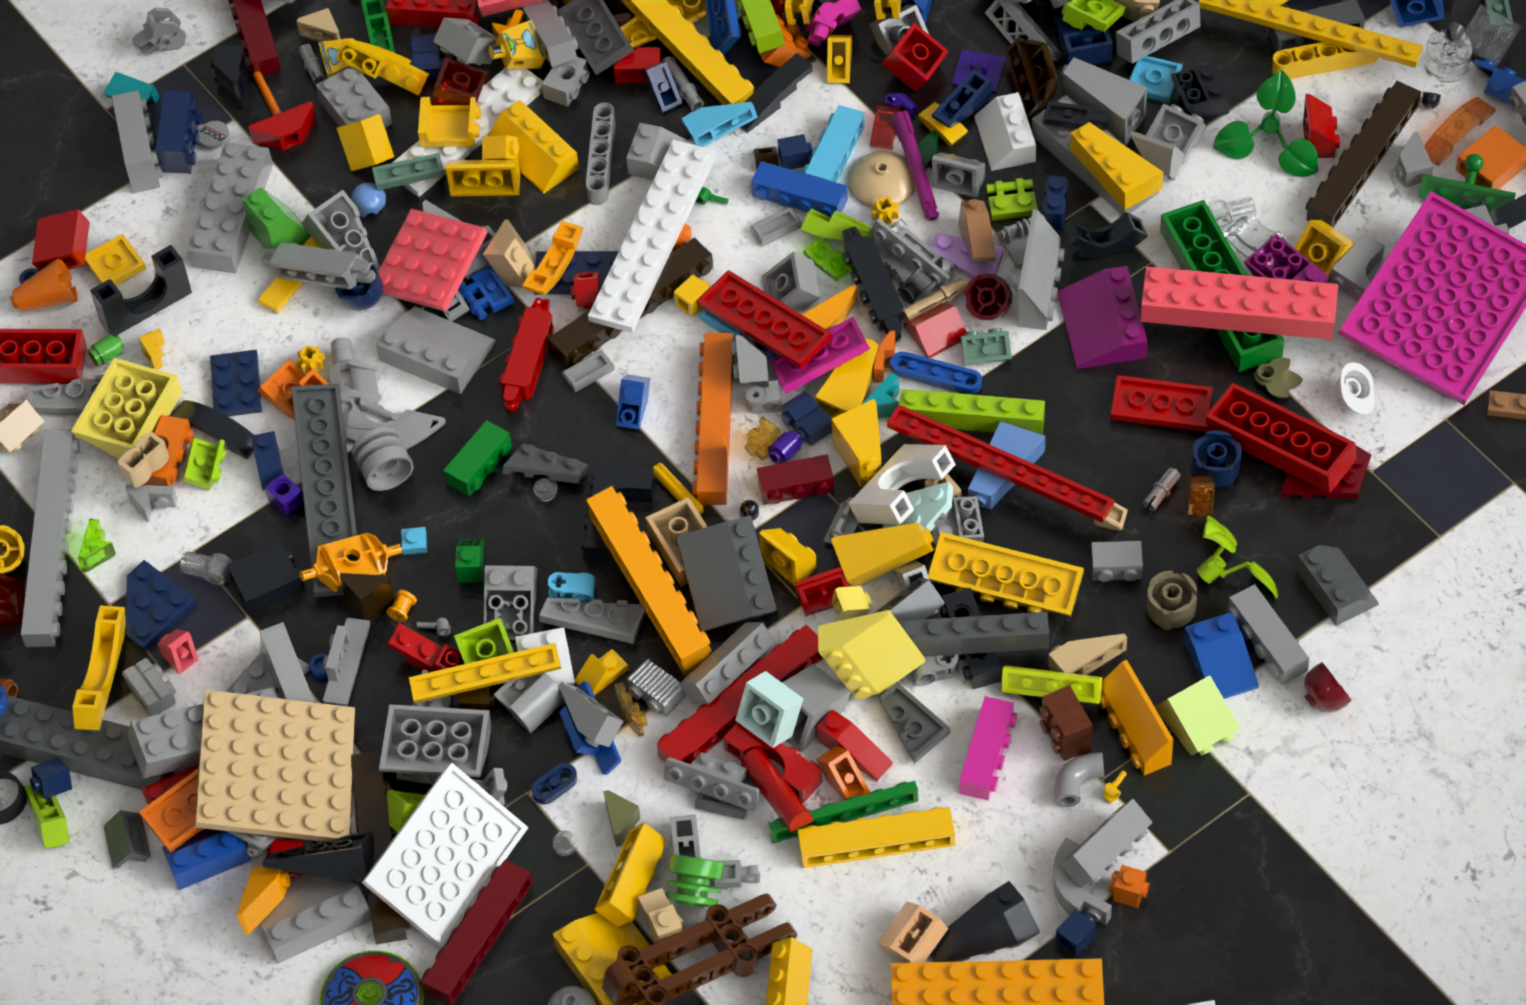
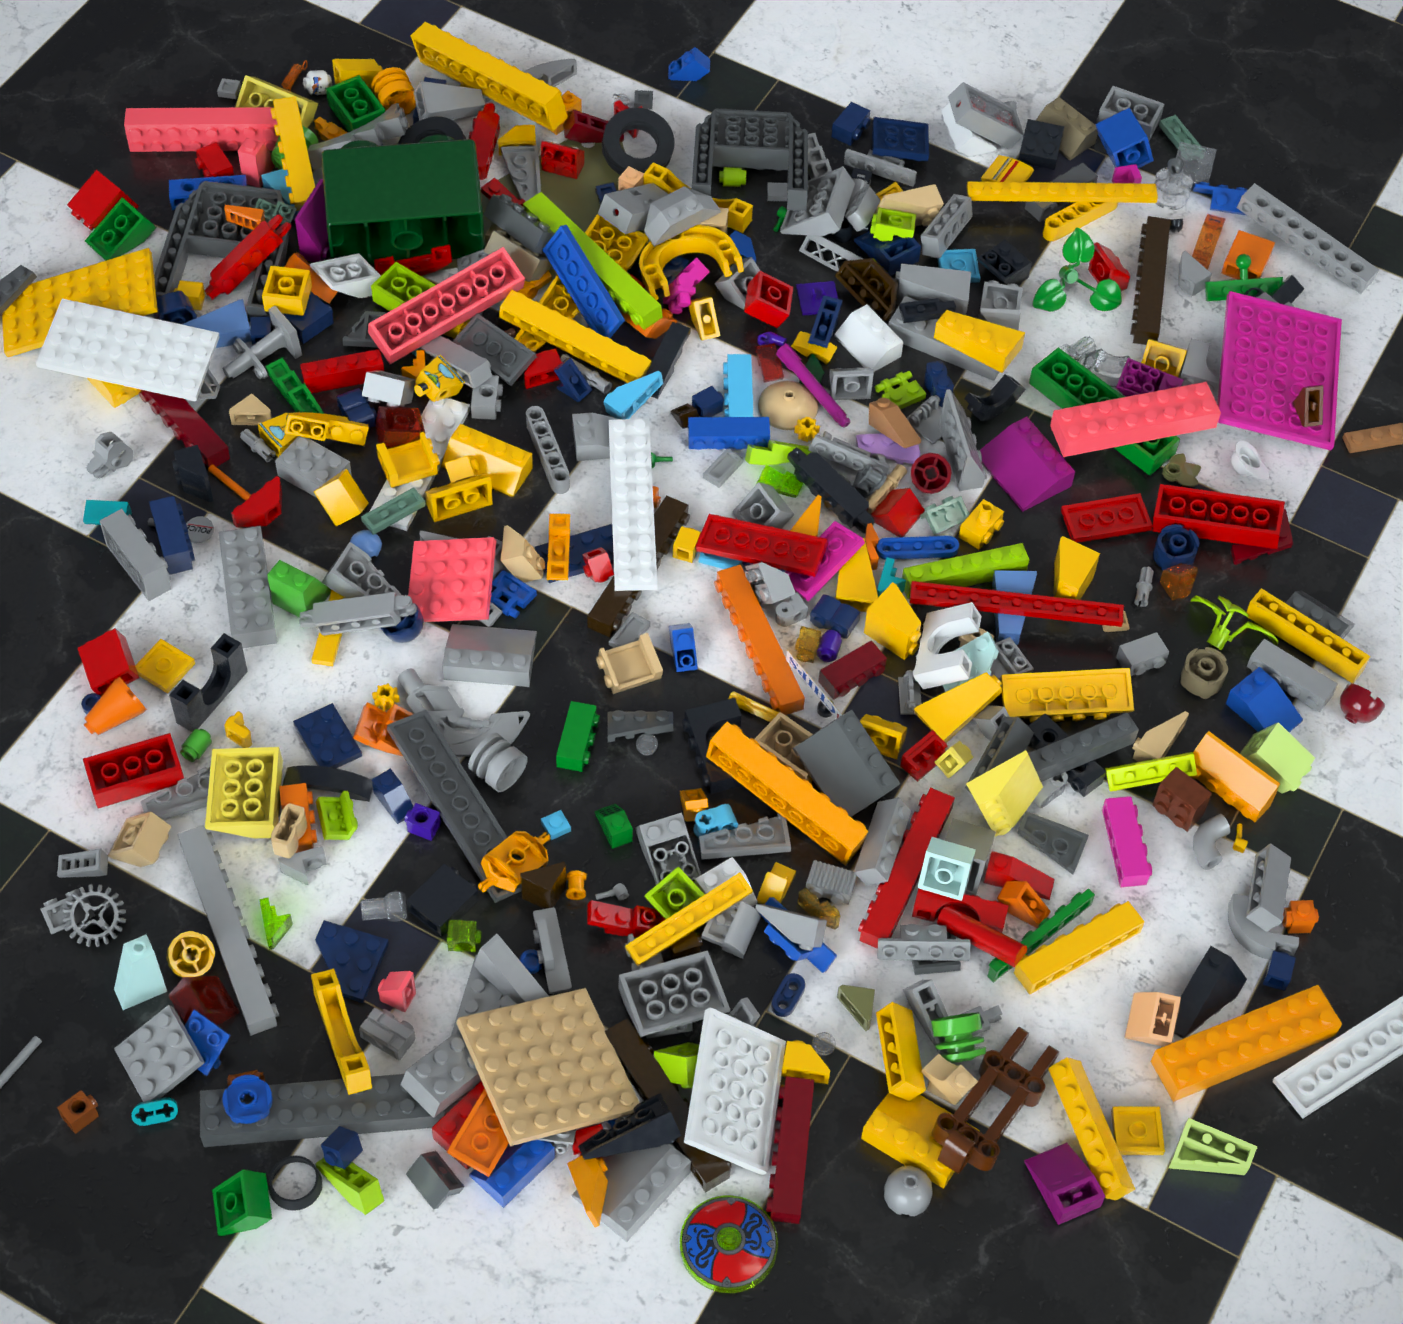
camera: 30 degrees left, 0 degrees up
(264, 615) = (463, 936): none -> clear neon green brick
(527, 354) = (573, 634): red hinge -> none
(531, 853) = (804, 1062): none -> yellow slope
(559, 561) = (692, 803): none -> light orange slope
(567, 402) = (630, 664): none -> tan panel
(1018, 368) = (981, 524): none -> yellow brick
(1085, 449) = (1073, 569): none -> yellow slope
(1309, 597) = (1307, 636): none -> yellow brick
(1402, 27) = (1127, 174): none -> dark pink panel
(1454, 347) = (1310, 405): none -> reddish brown slope

